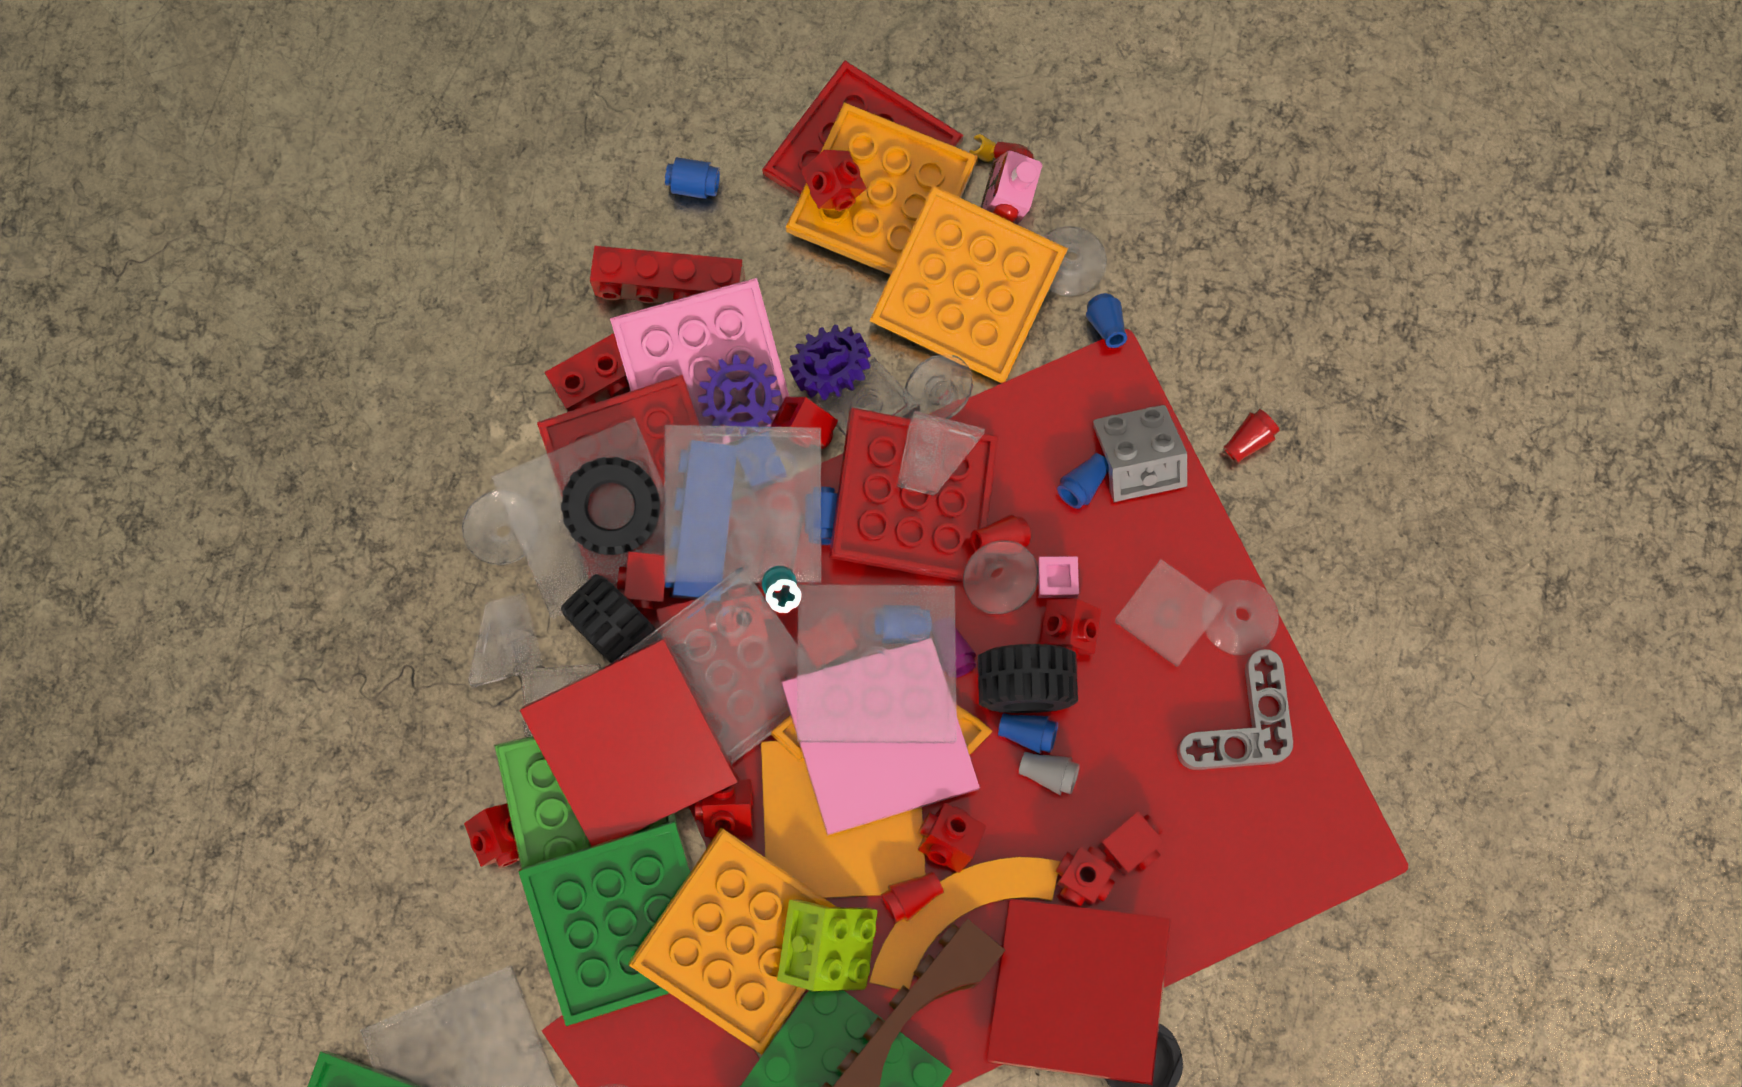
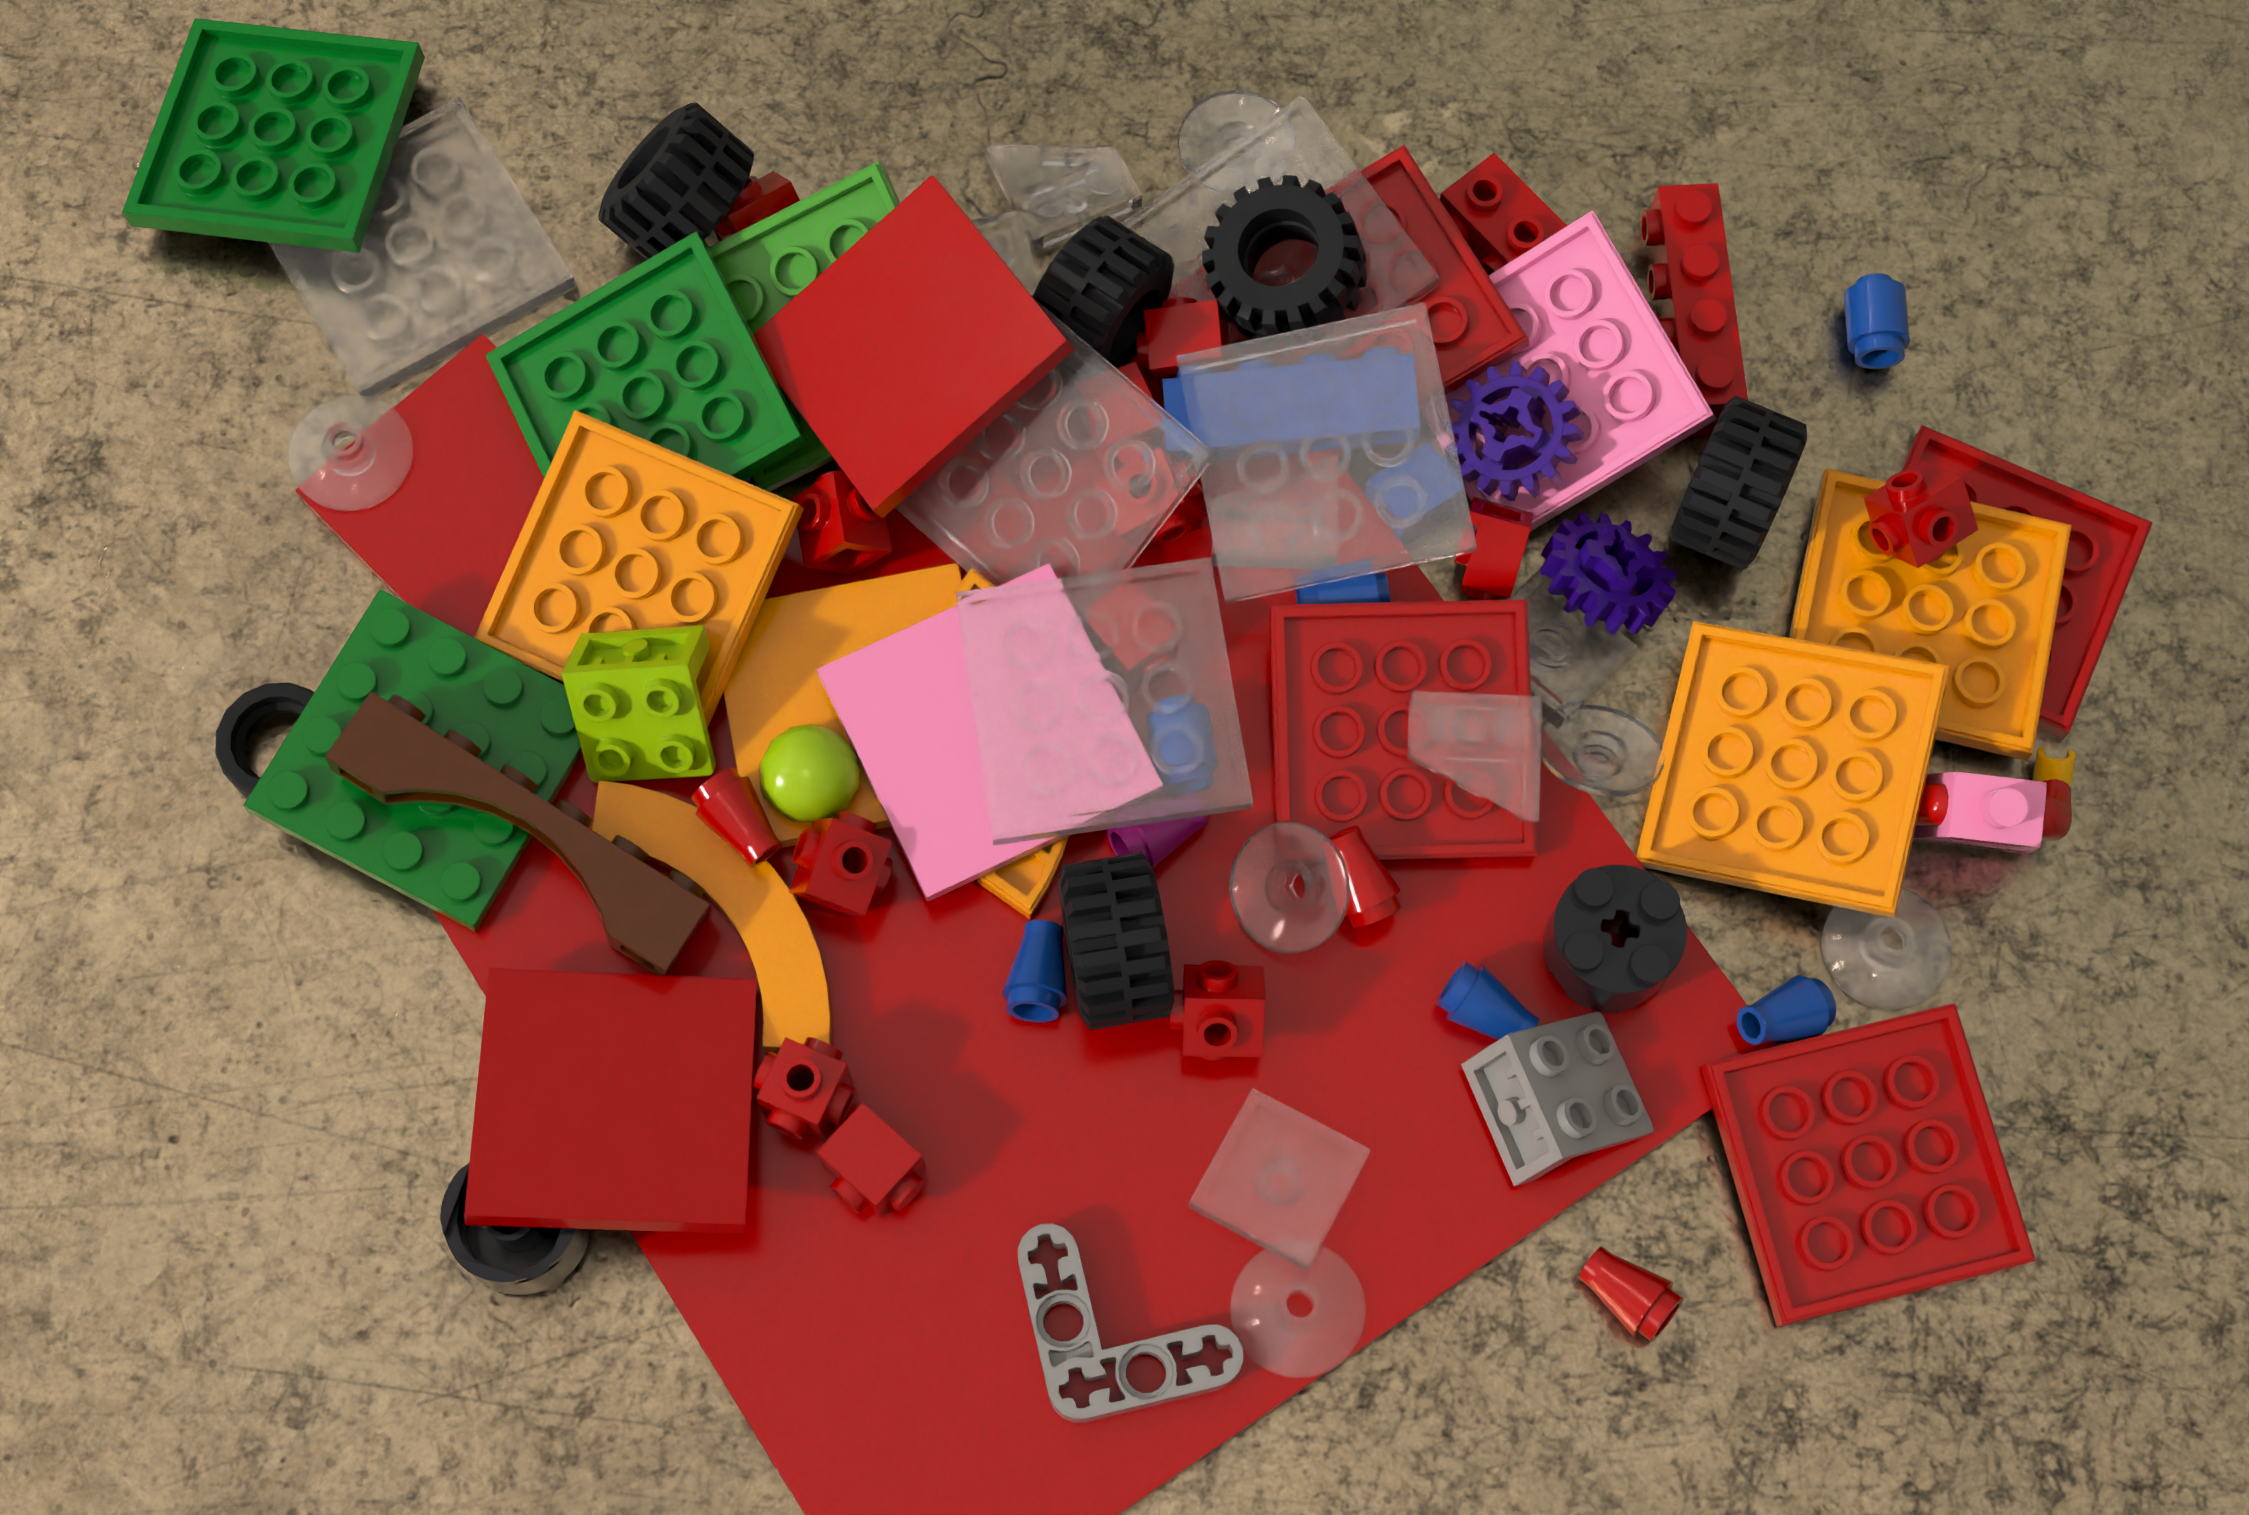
camera: 80 degrees right, 5 degrees down
(472, 884) = (676, 182): none -> black tyre
(773, 581) = (1177, 525): teal bush -> none
(793, 274) = (1739, 482): none -> black tyre
(888, 849) = (809, 773): none -> lime hair
(1050, 771) = (974, 1019): light grey cone -> none
(1058, 577) = (1305, 978): bright pink tile -> none
(1063, 382) = (1644, 916): none -> black brick
(1194, 298) = (1866, 1164): none -> red tile

